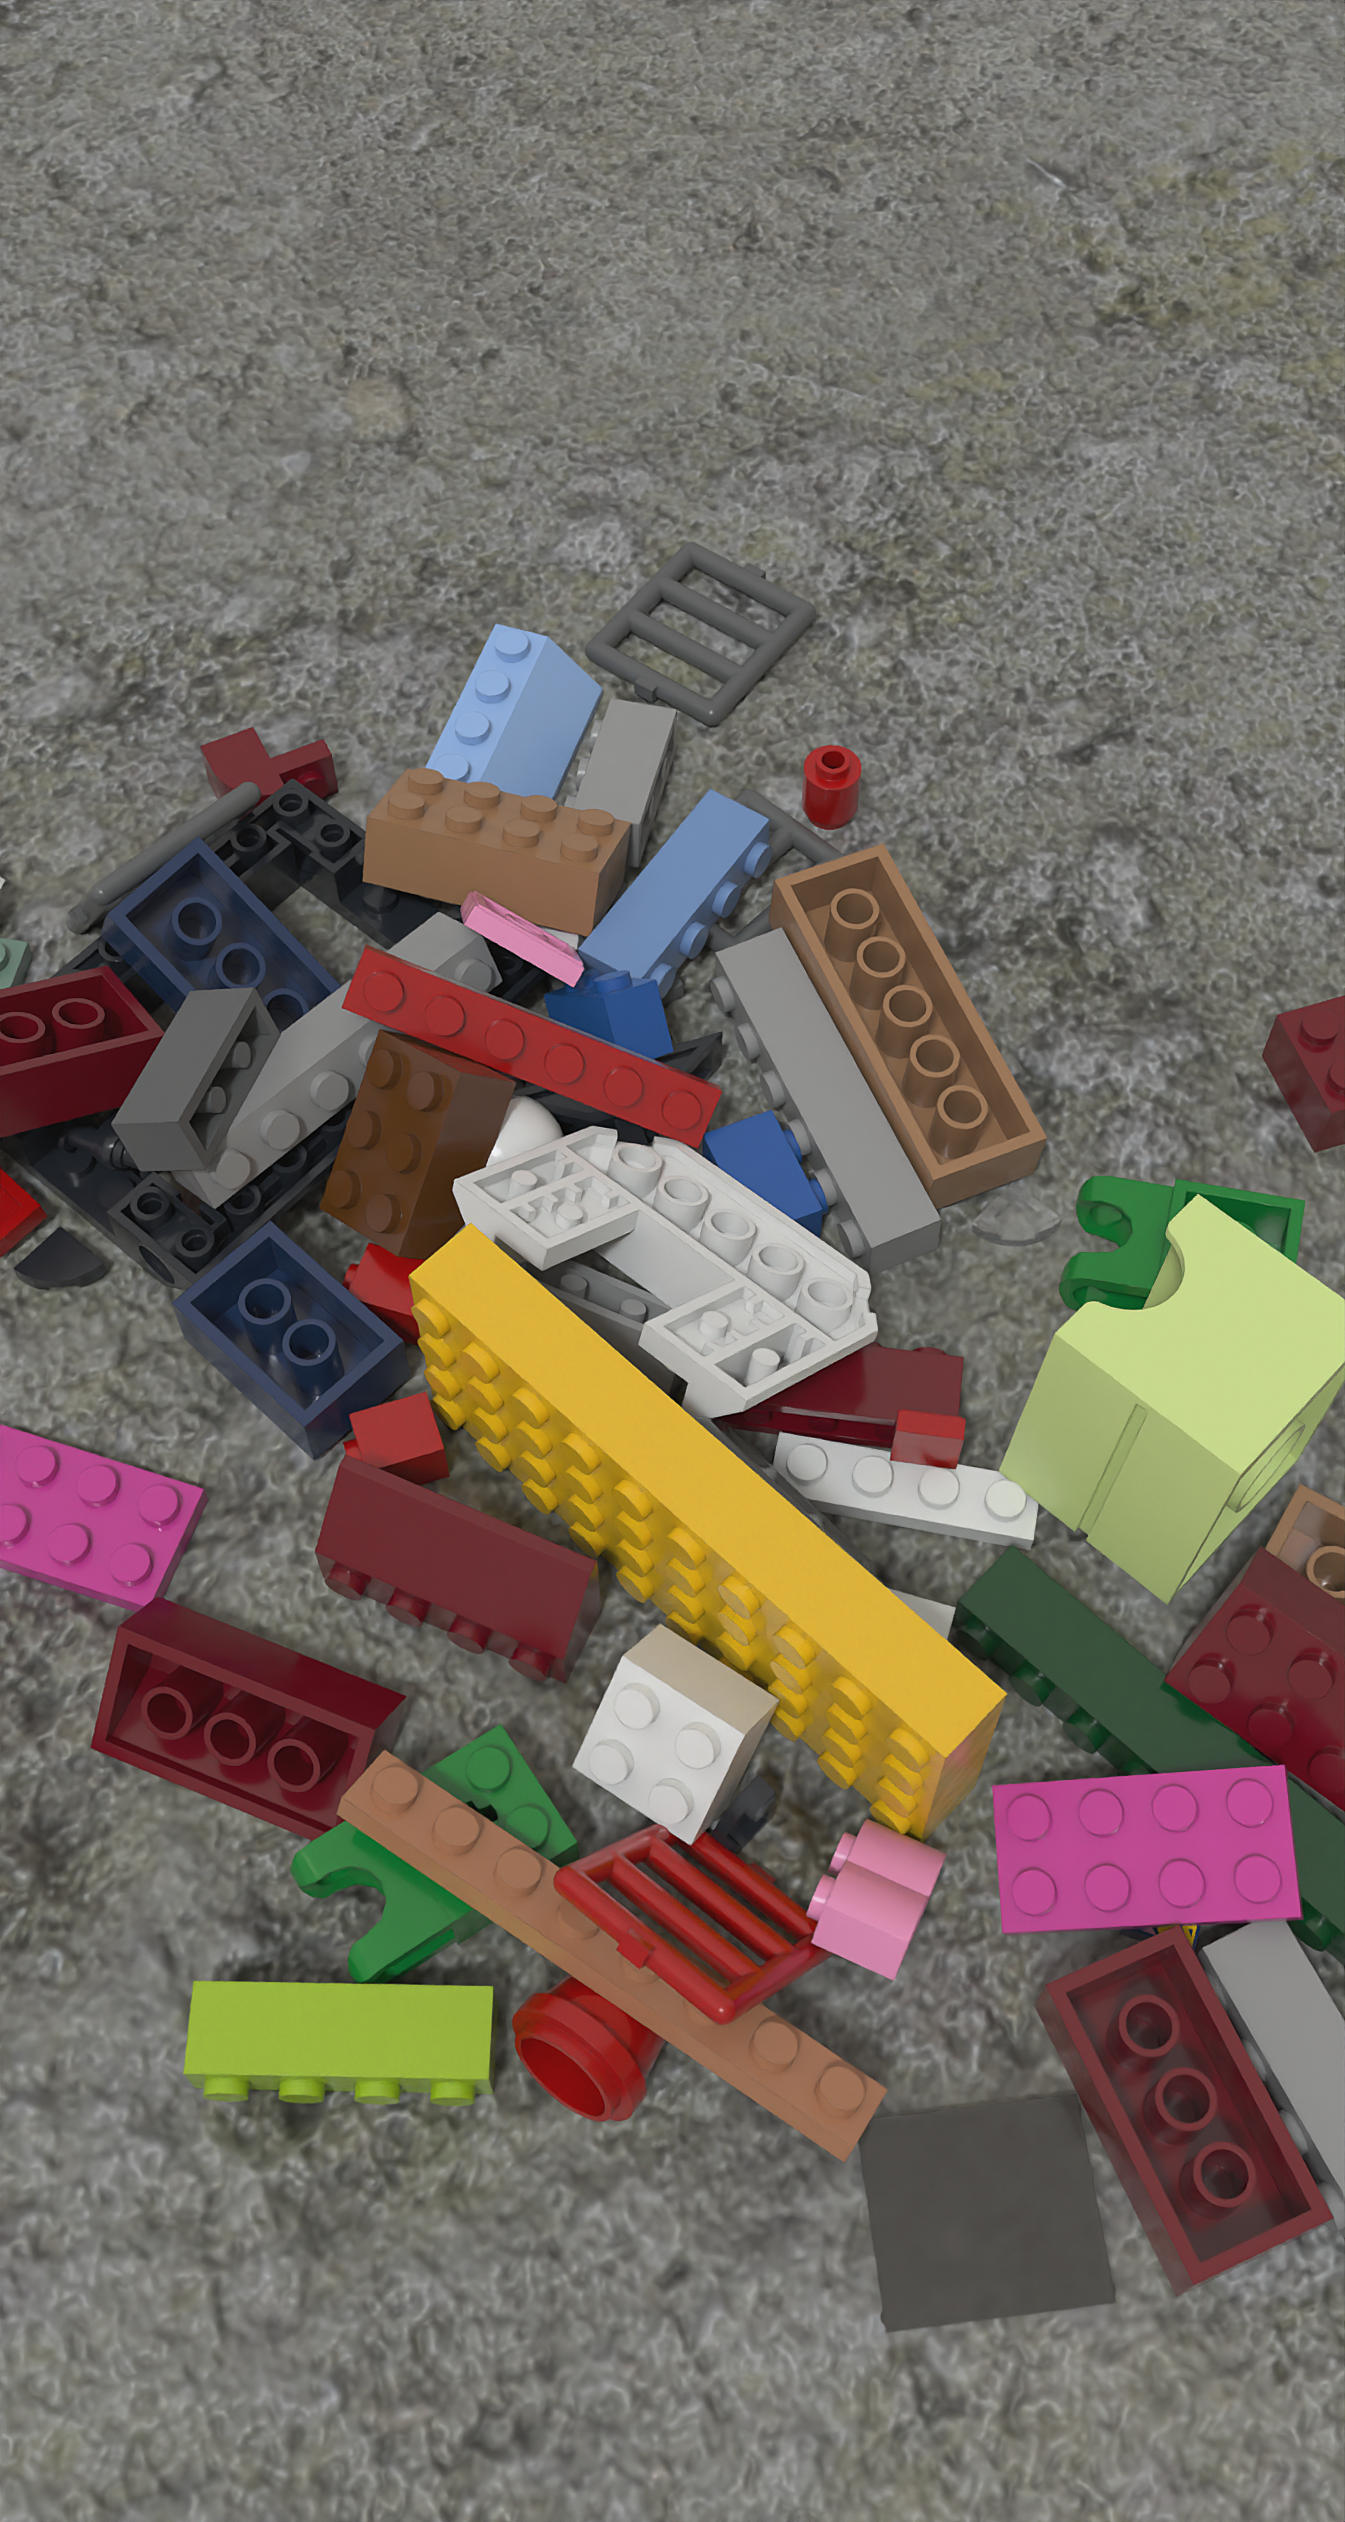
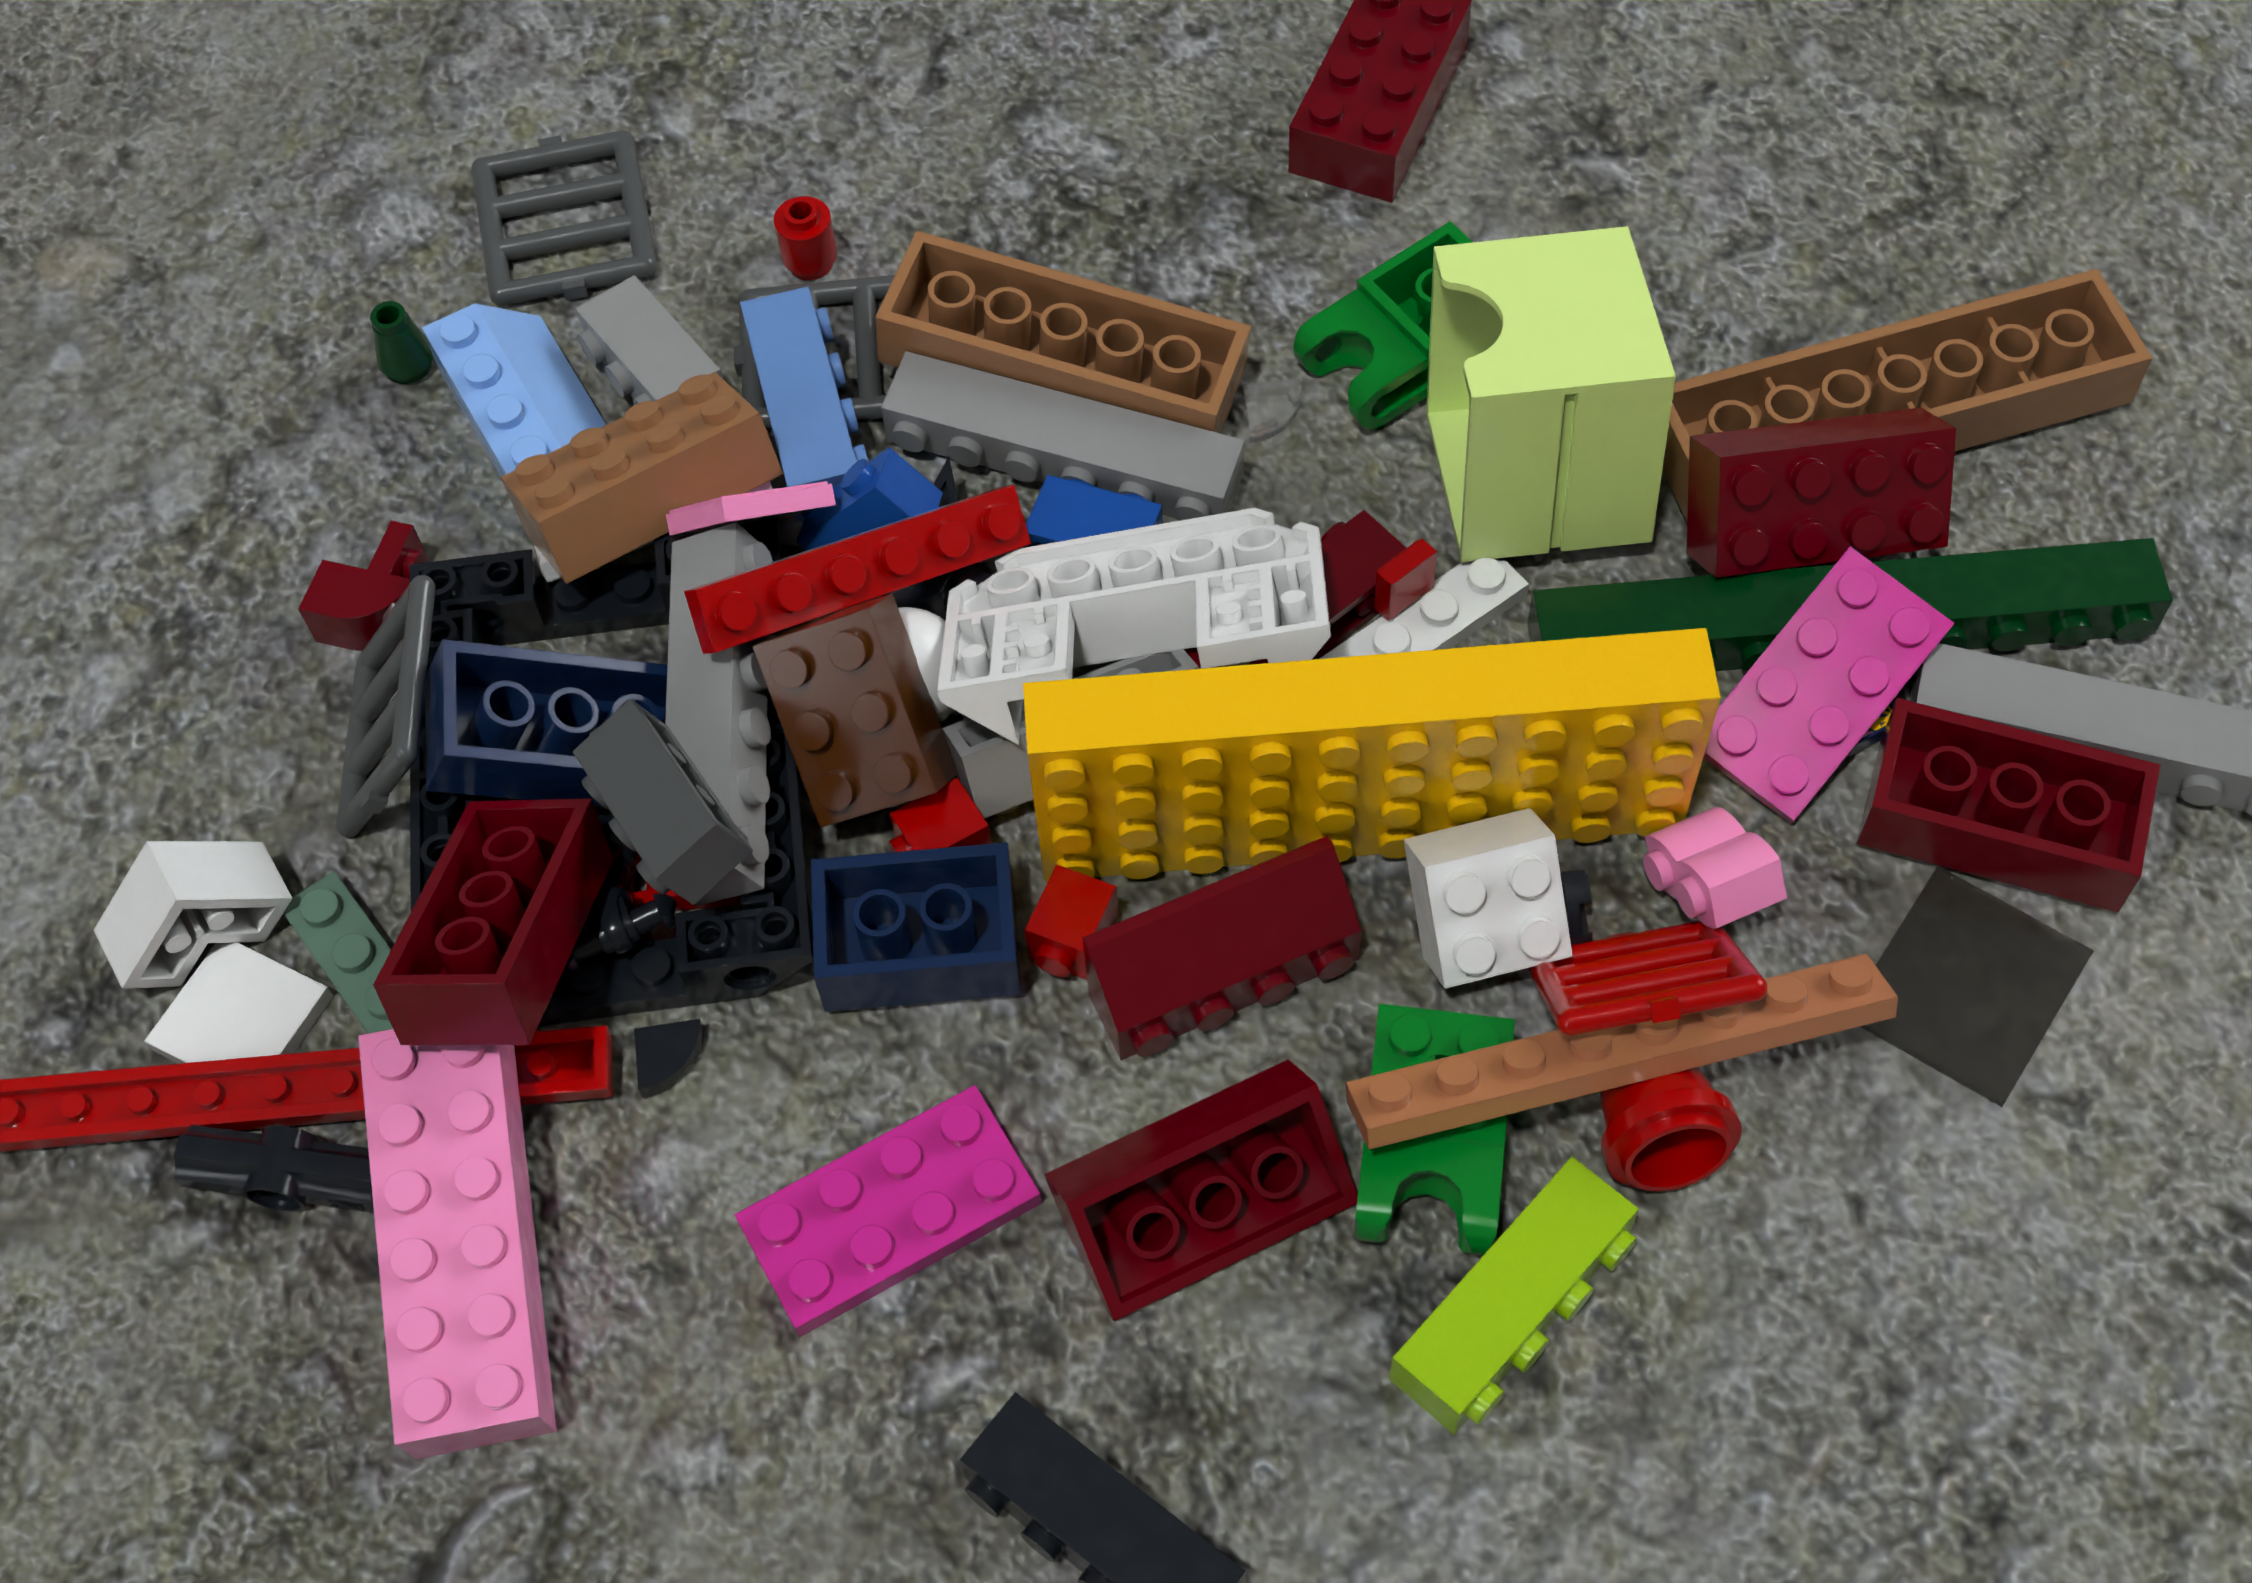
camera: 45 degrees left, 0 degrees up
(479, 616) = (399, 344): none -> dark green cone

